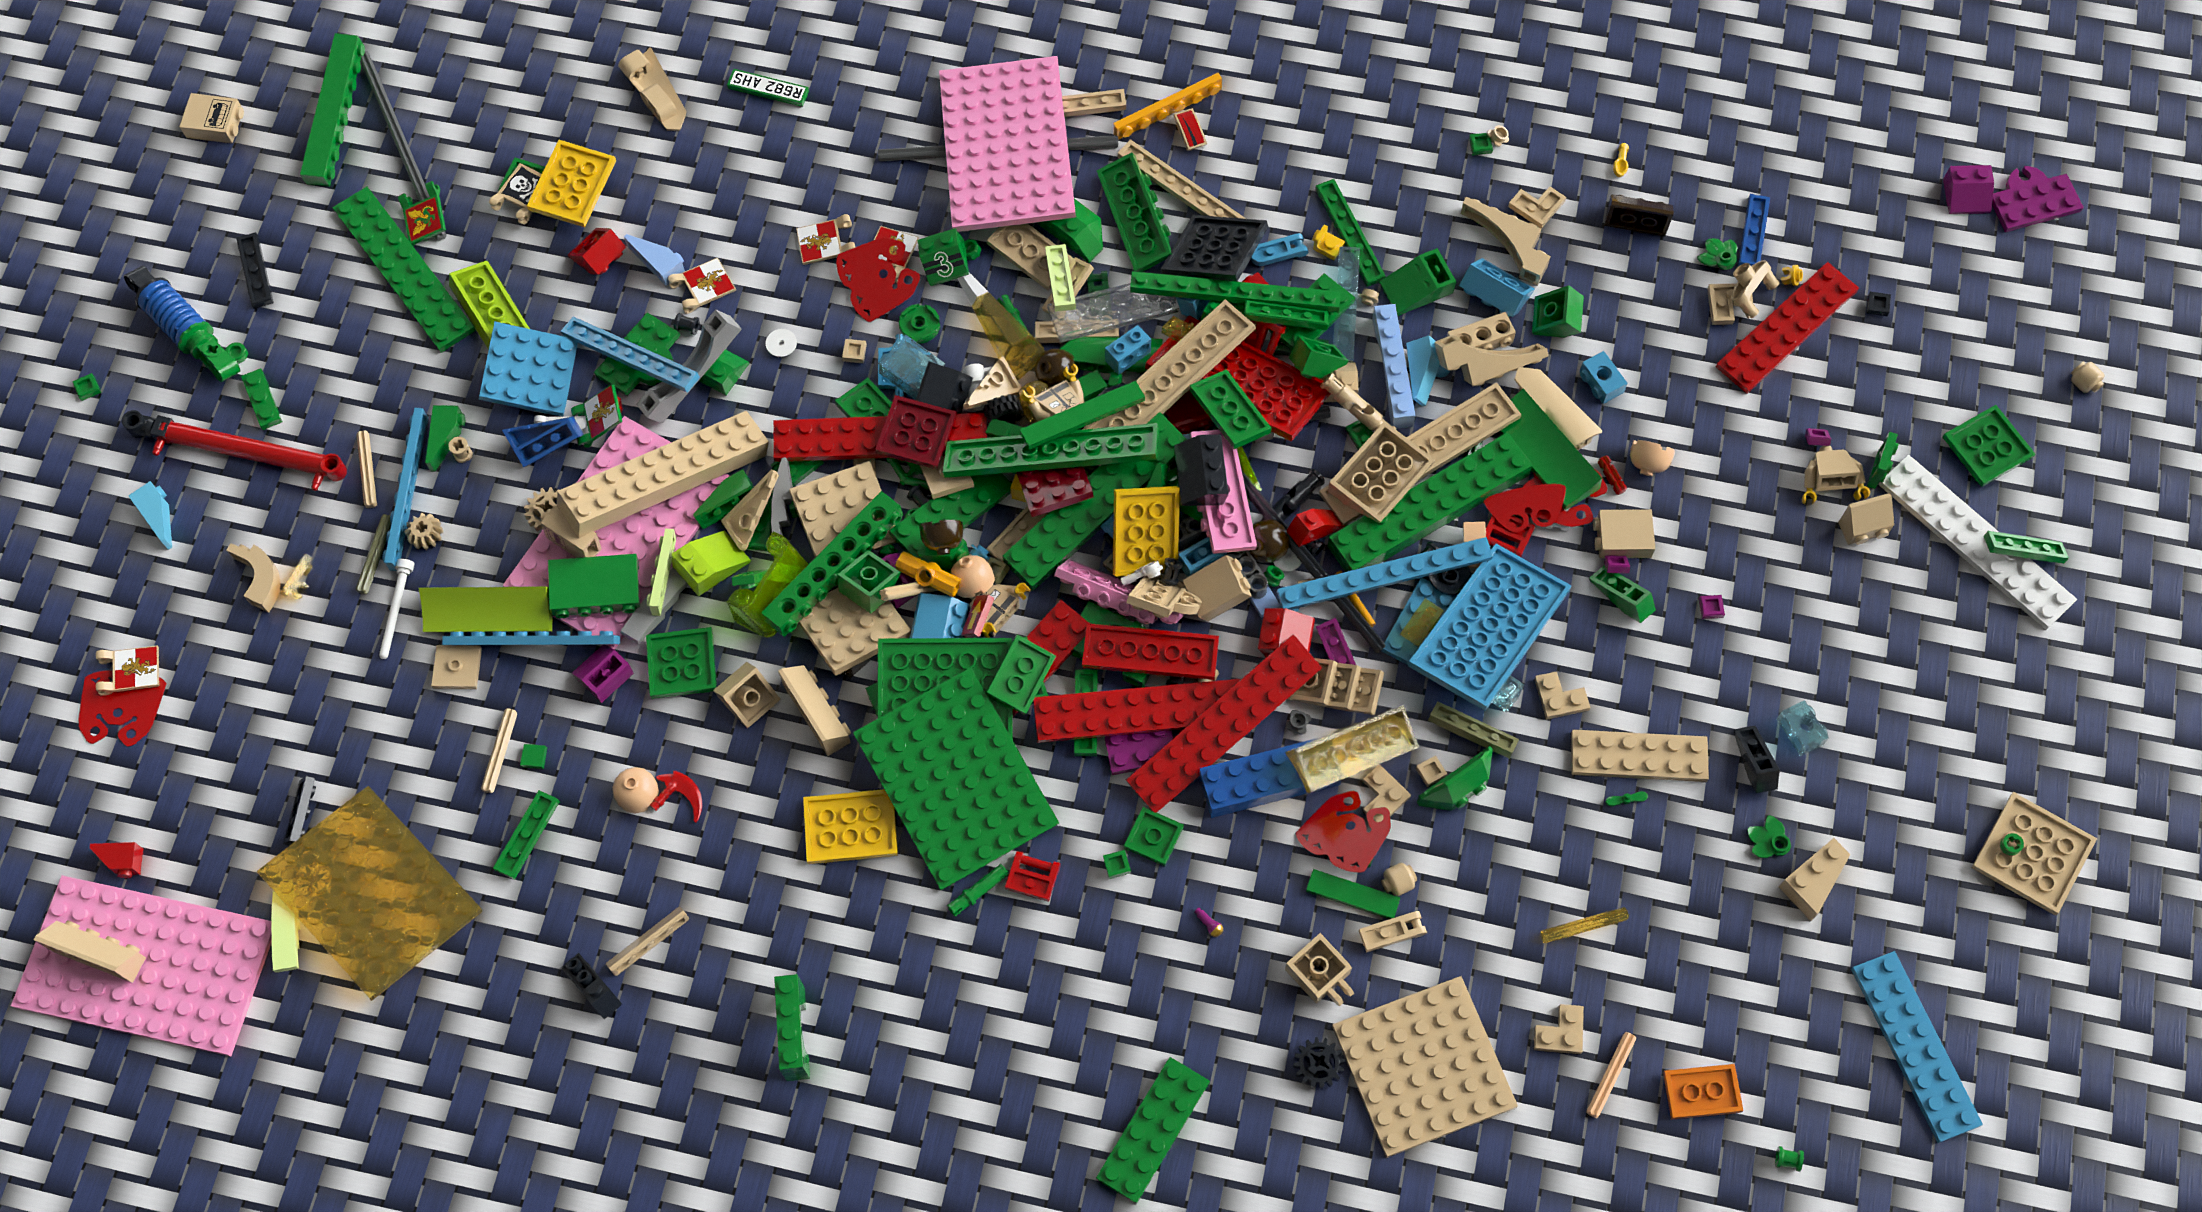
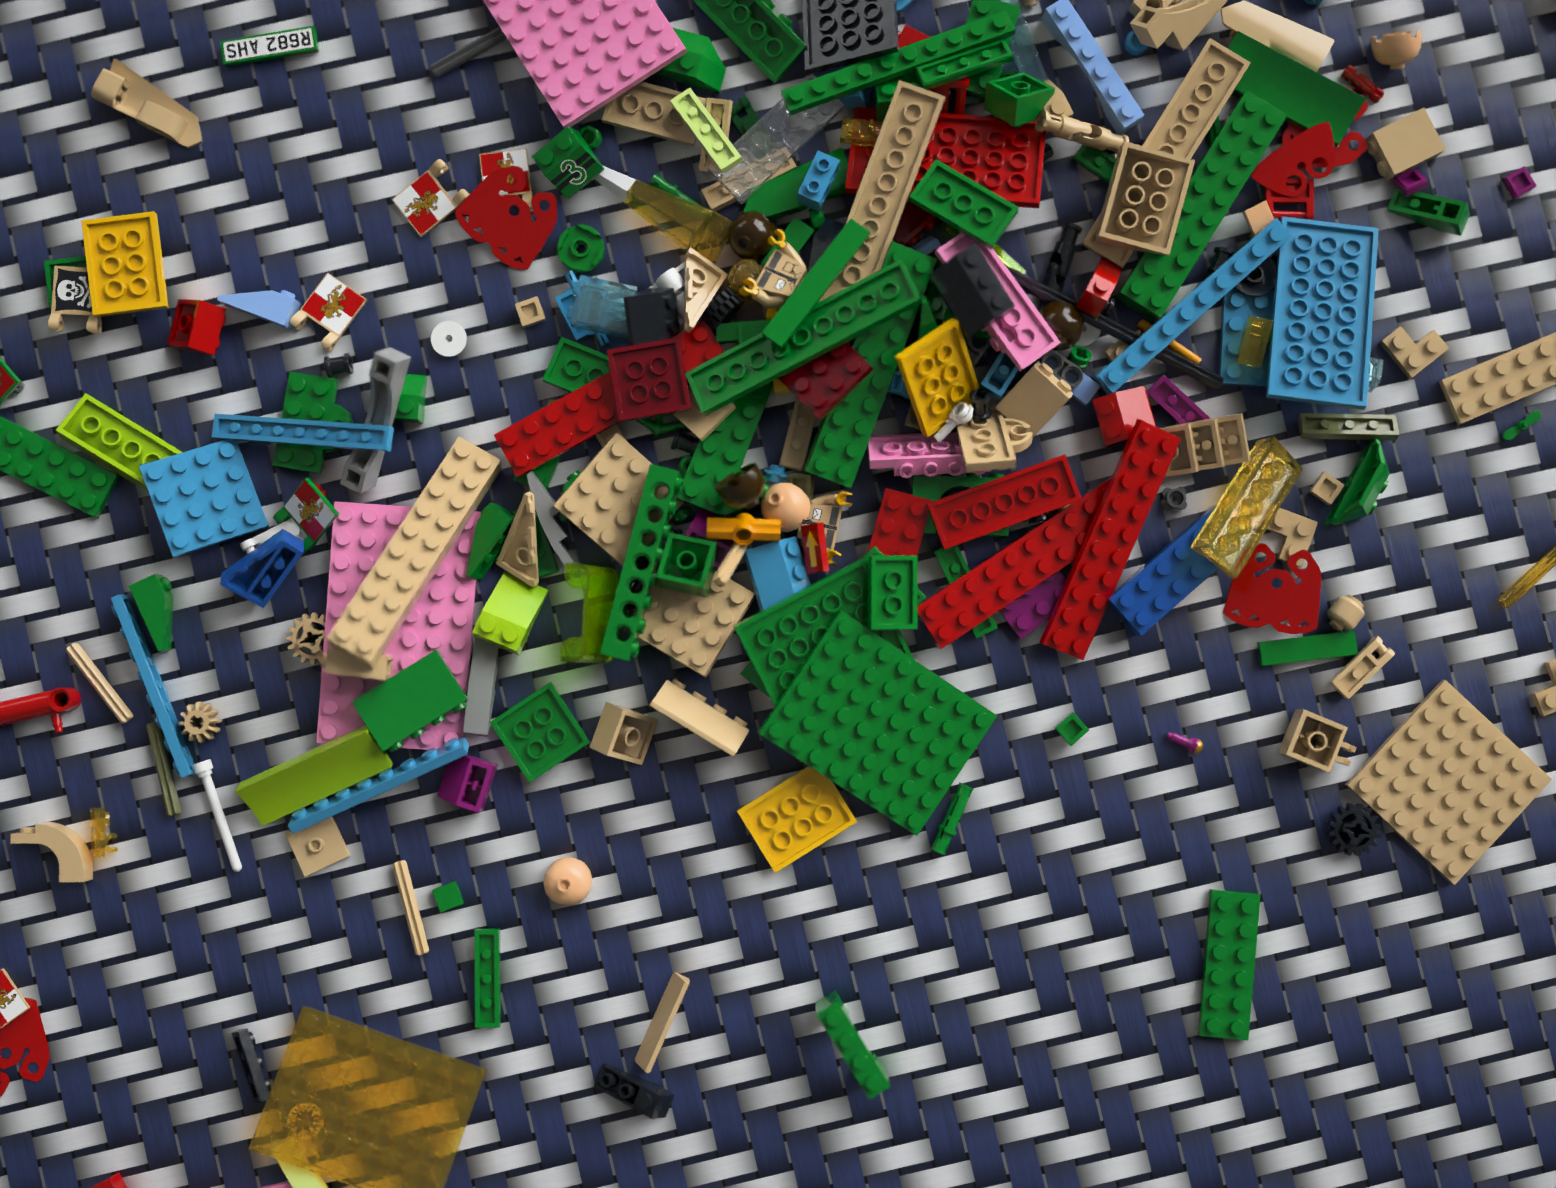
camera: 30 degrees left, 20 degrees up
(460, 449) = (182, 611): tan bush -> none
(663, 565) = (474, 663): yellowish green plate -> none
(682, 784) = (611, 852): red piece -> none
(748, 579) = (568, 620): green plate -> none
(1029, 882) = (998, 787): red plate -> none
(1153, 836) = (1091, 682): green tile -> none
(1422, 367) = (1123, 51): medium azure slope -> none

